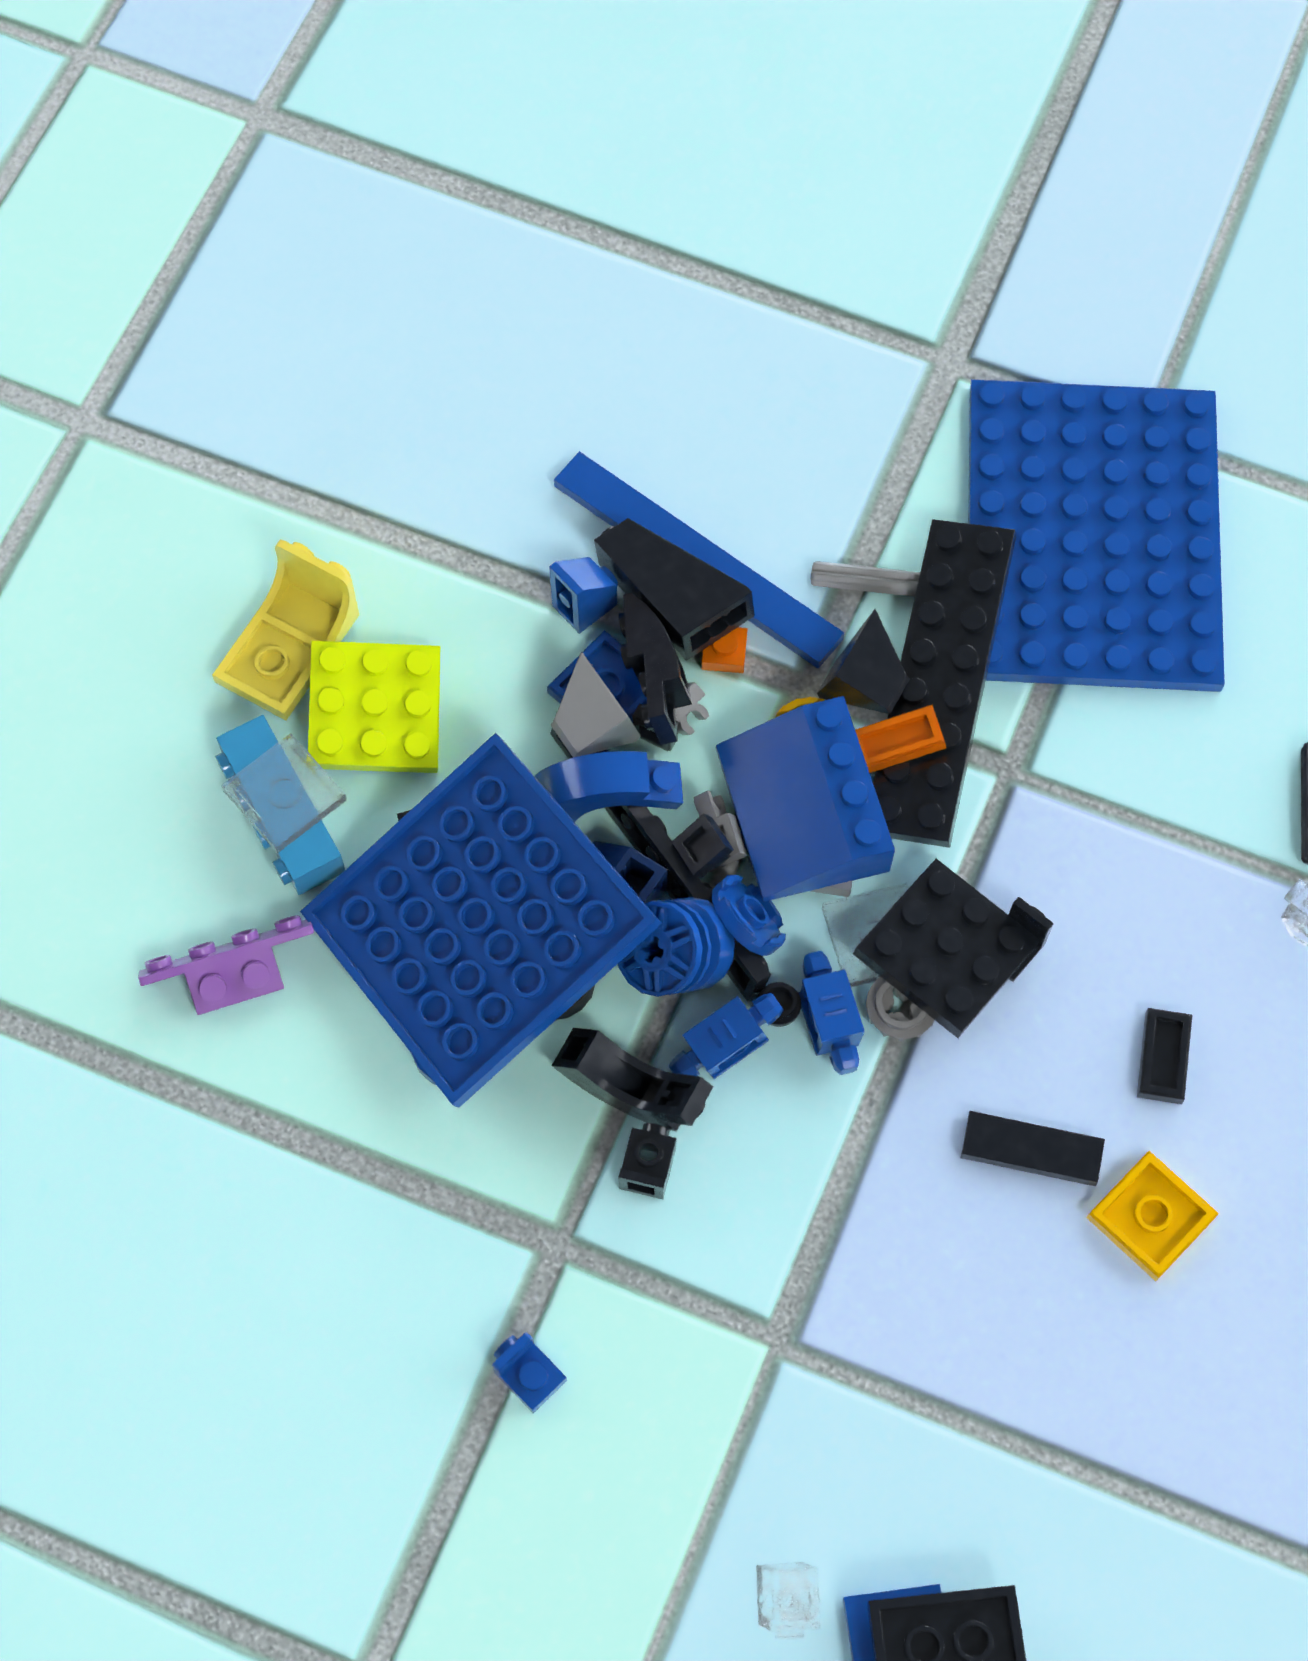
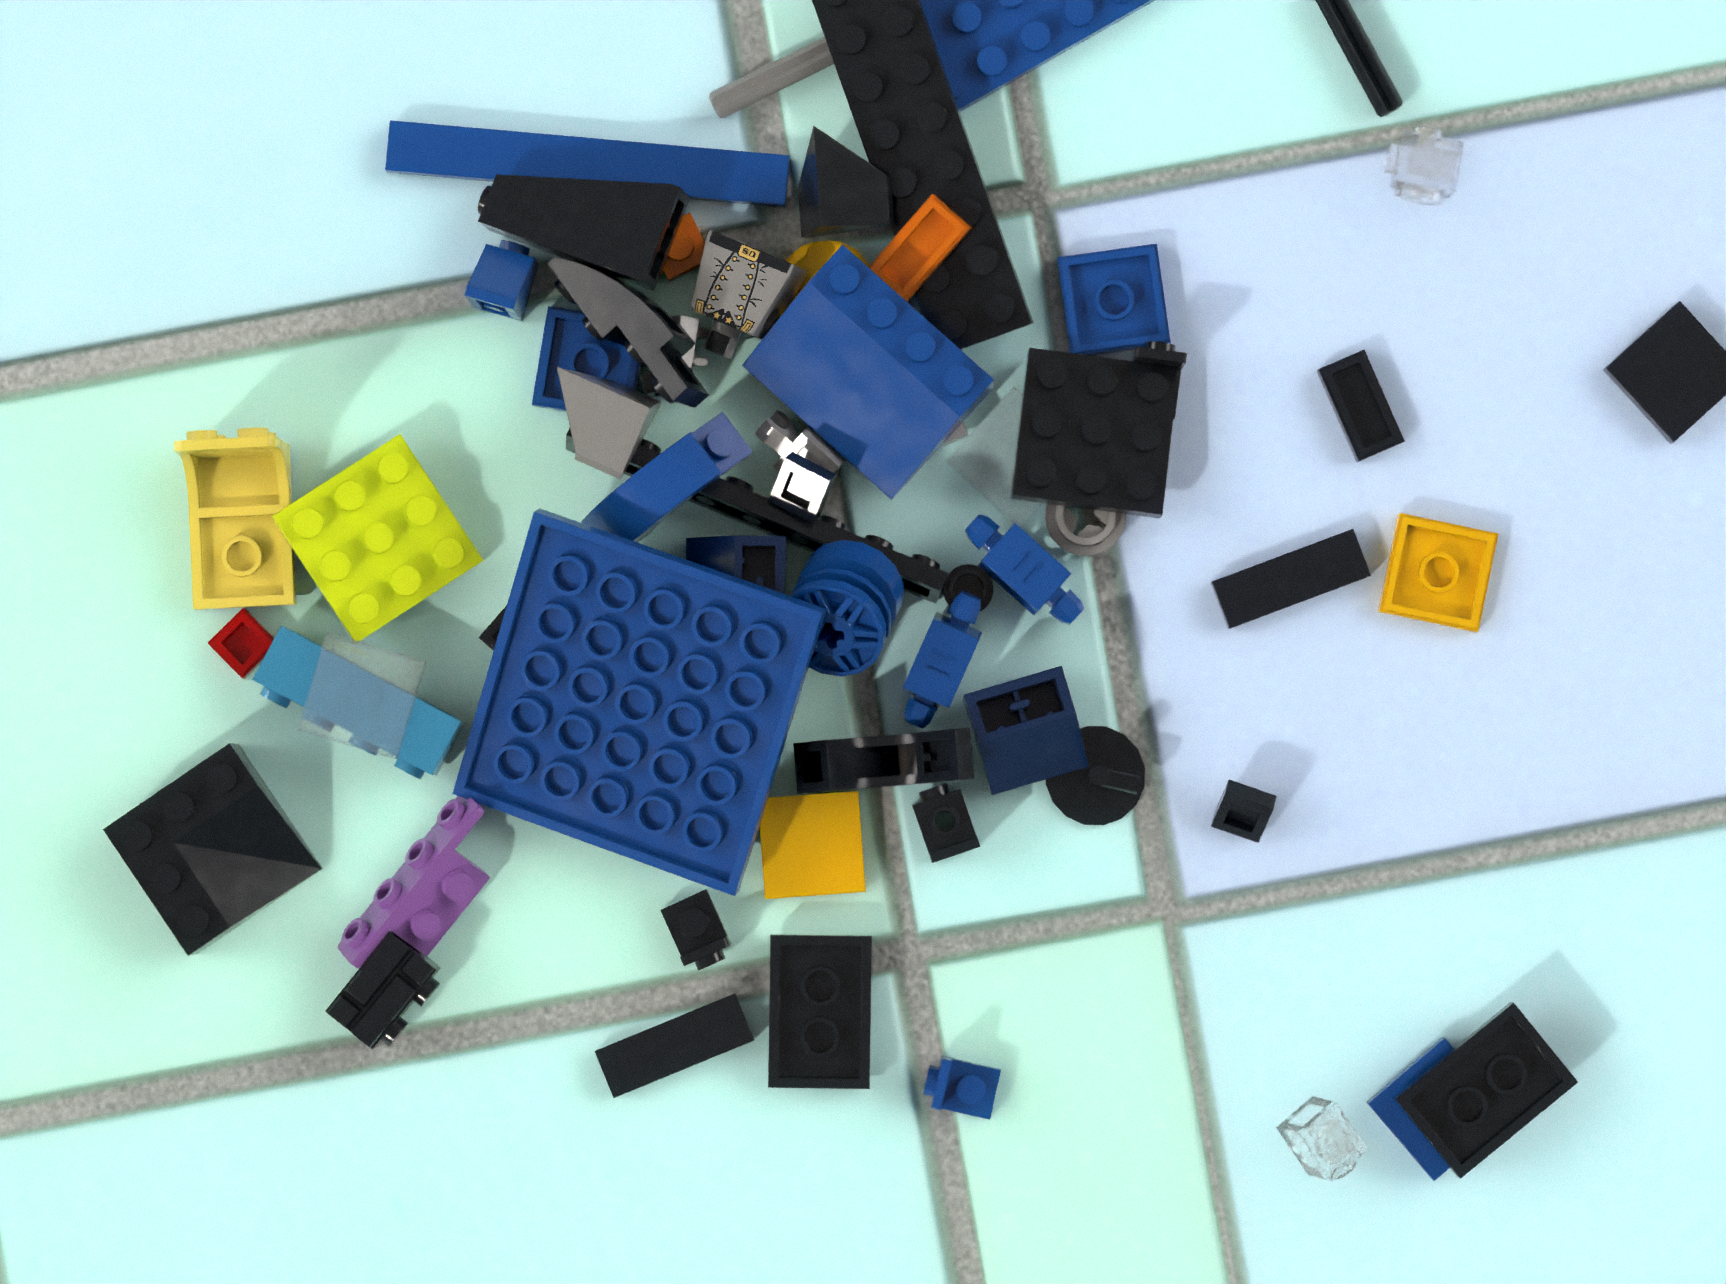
camera: 30 degrees left, 20 degrees up
(102, 842) = (212, 849): none -> black slope
(148, 1018) = (384, 990): none -> black brick
(225, 717) = (242, 643): none -> red tile
(331, 1198) = (674, 1045): none -> black tile
(408, 1123) = (697, 930): none -> black bracket
(457, 1242) = (819, 1011): none -> black plate
(536, 1116) = (812, 845): none -> yellow tile
(747, 692) = (741, 291): none -> light grey torso
(747, 917) = (888, 528): blue tile -> none
(755, 1126) = (1026, 730): none -> dark blue slope
(787, 1202) = (1107, 786): none -> black shield
(886, 1297) = (1243, 811): none -> black plate
(1020, 864) = (1113, 300): none -> blue tile

